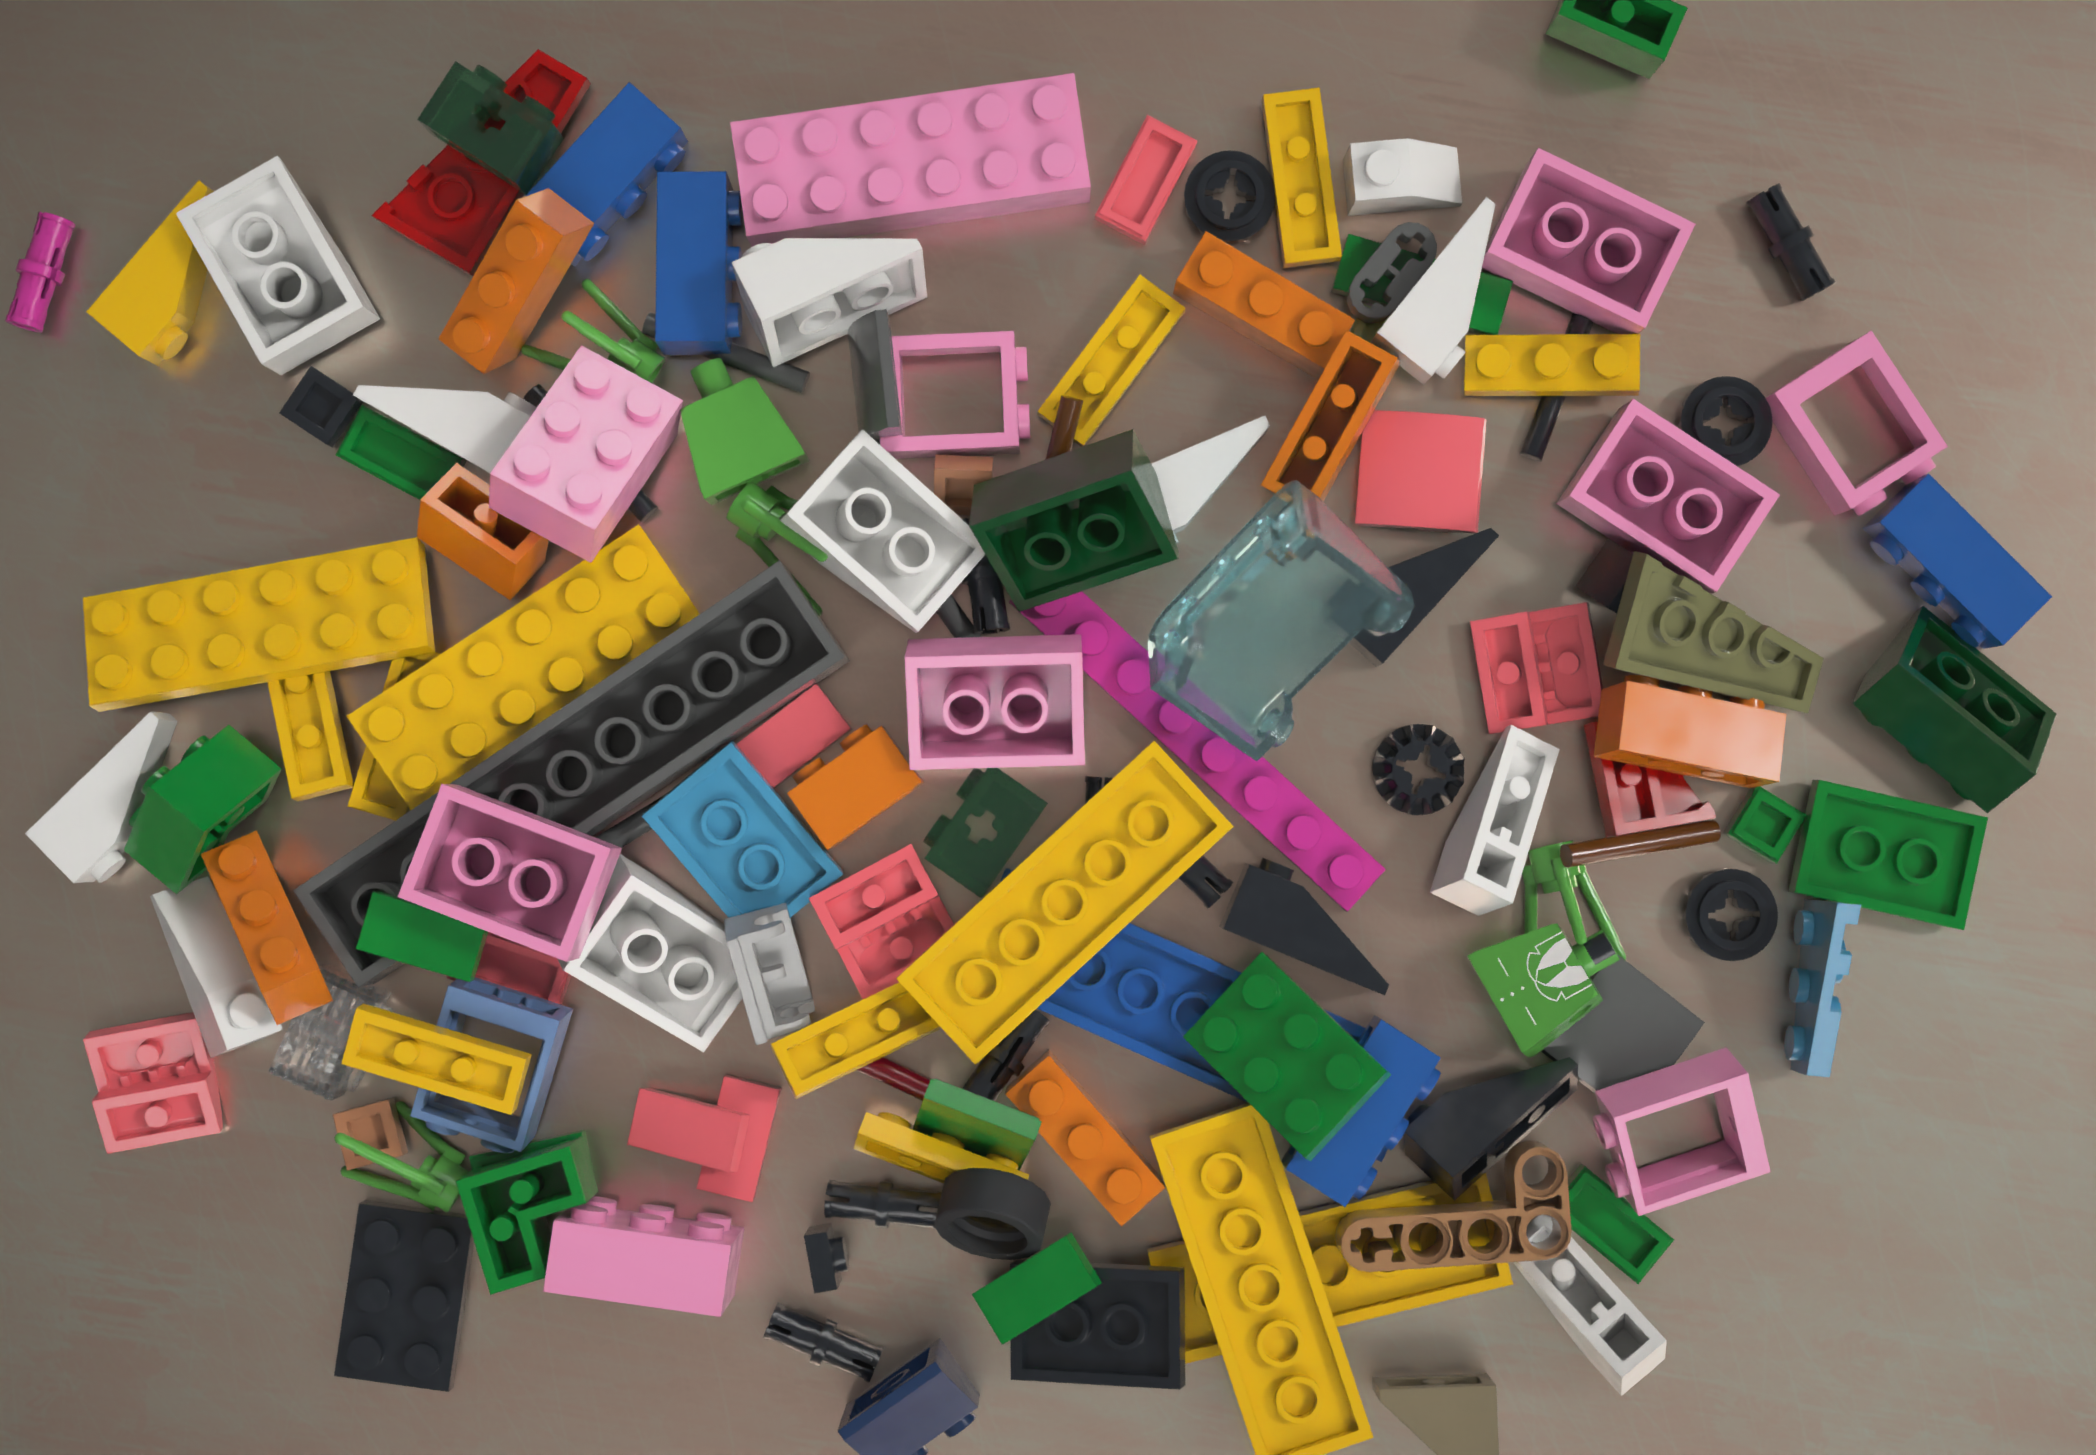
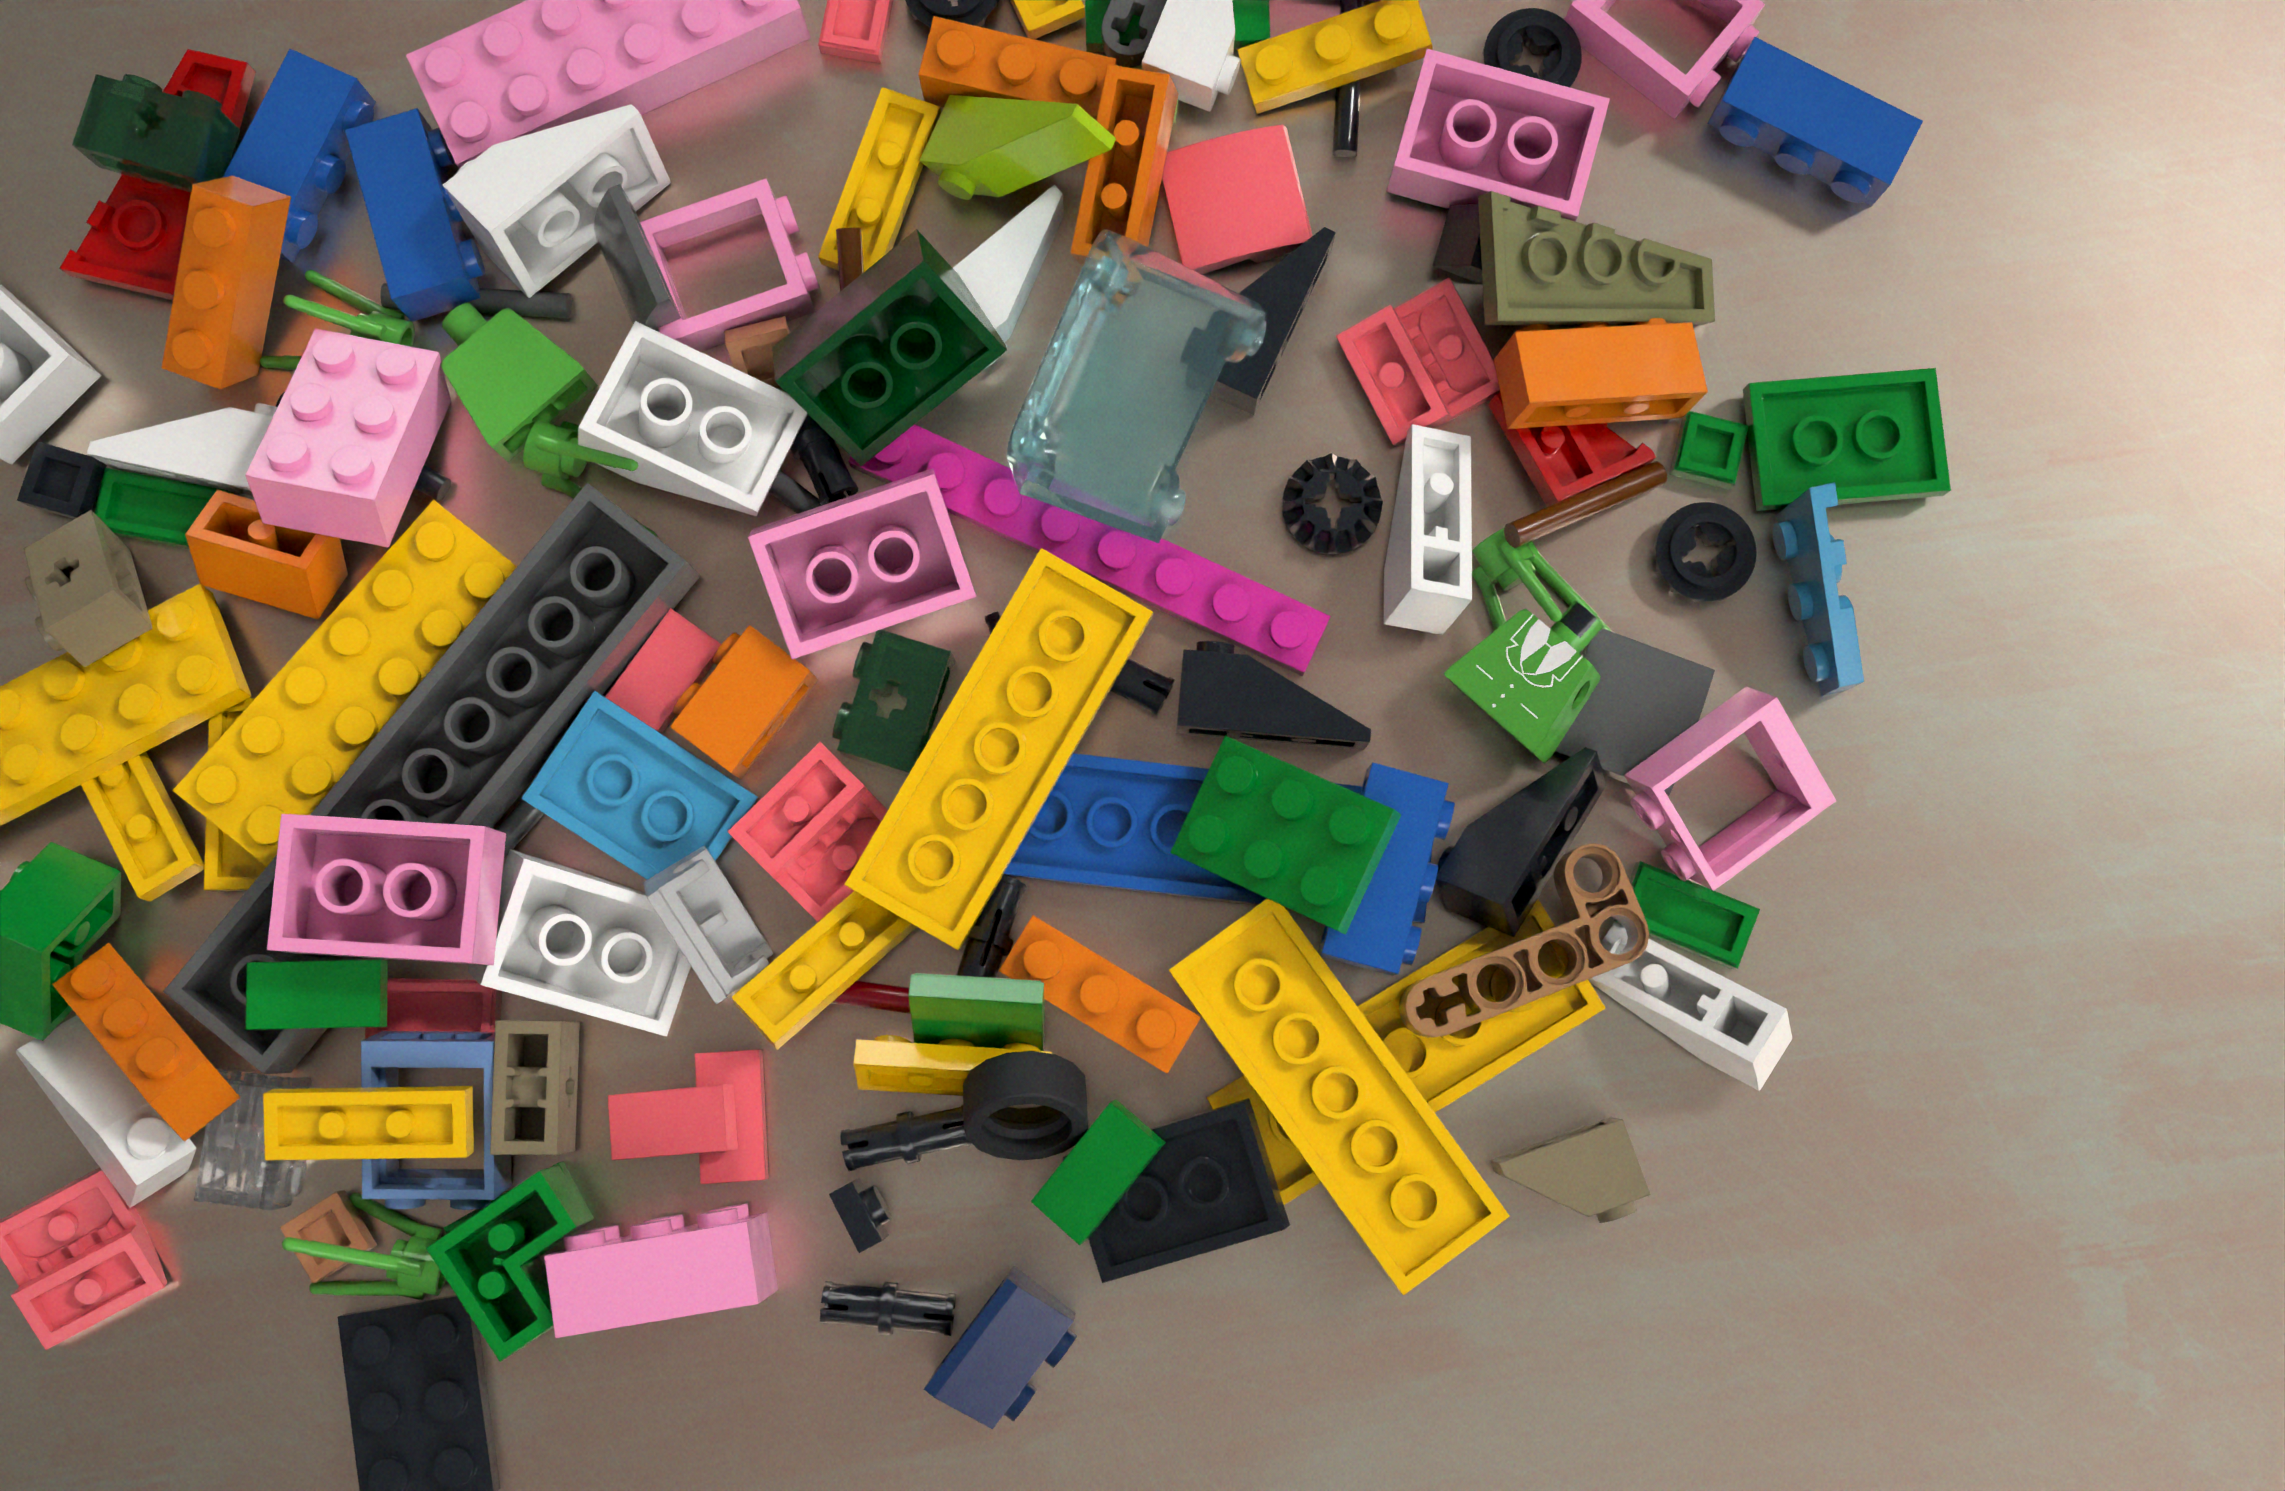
camera: 20 degrees left, 5 degrees down
(319, 515) = (85, 589): none -> dark tan brick
(581, 1066) = (534, 1087): none -> dark tan brick
(1234, 368) = (1008, 143): none -> lime slope
(1956, 711) = (1865, 273): dark green slope -> none

